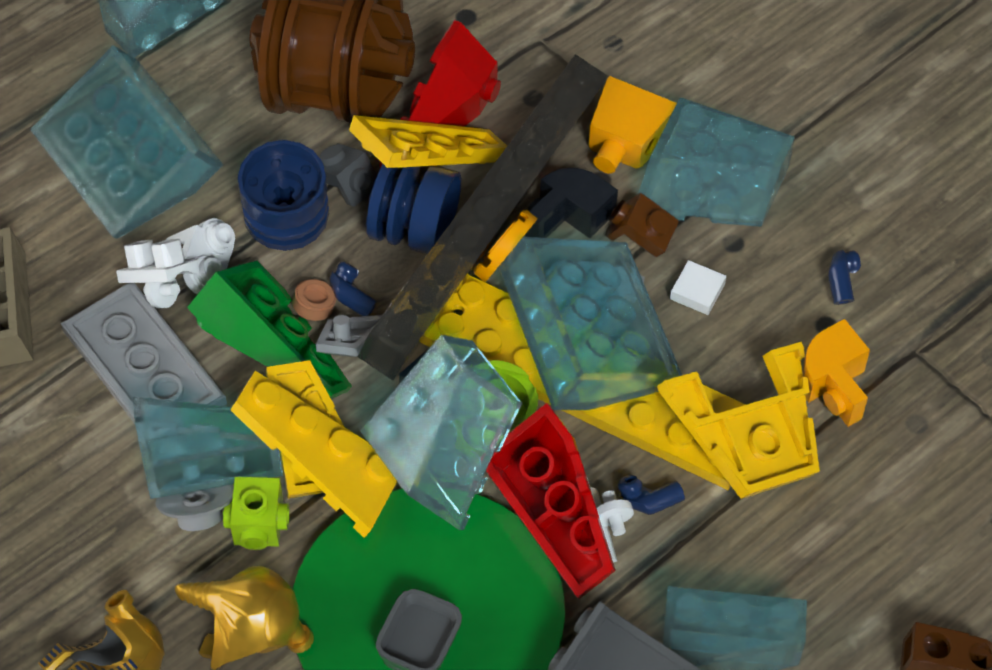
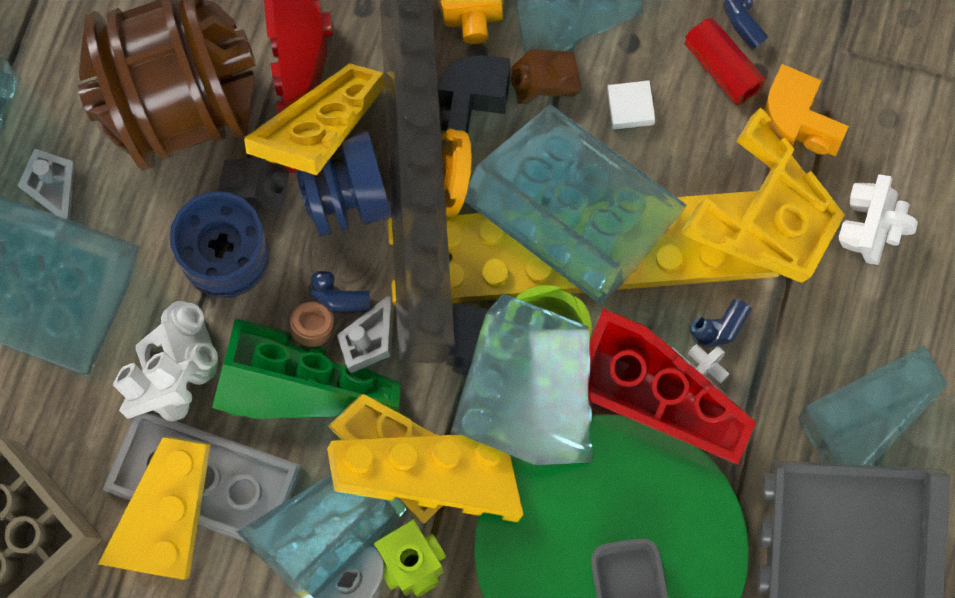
camera: 25 degrees left, 15 degrees up
(93, 364) = (163, 513): none -> yellow wing
(191, 84) = (49, 182): none -> light grey piece
(801, 296) = (724, 61): none -> red axle
(844, 493) = (879, 203): none -> white hips

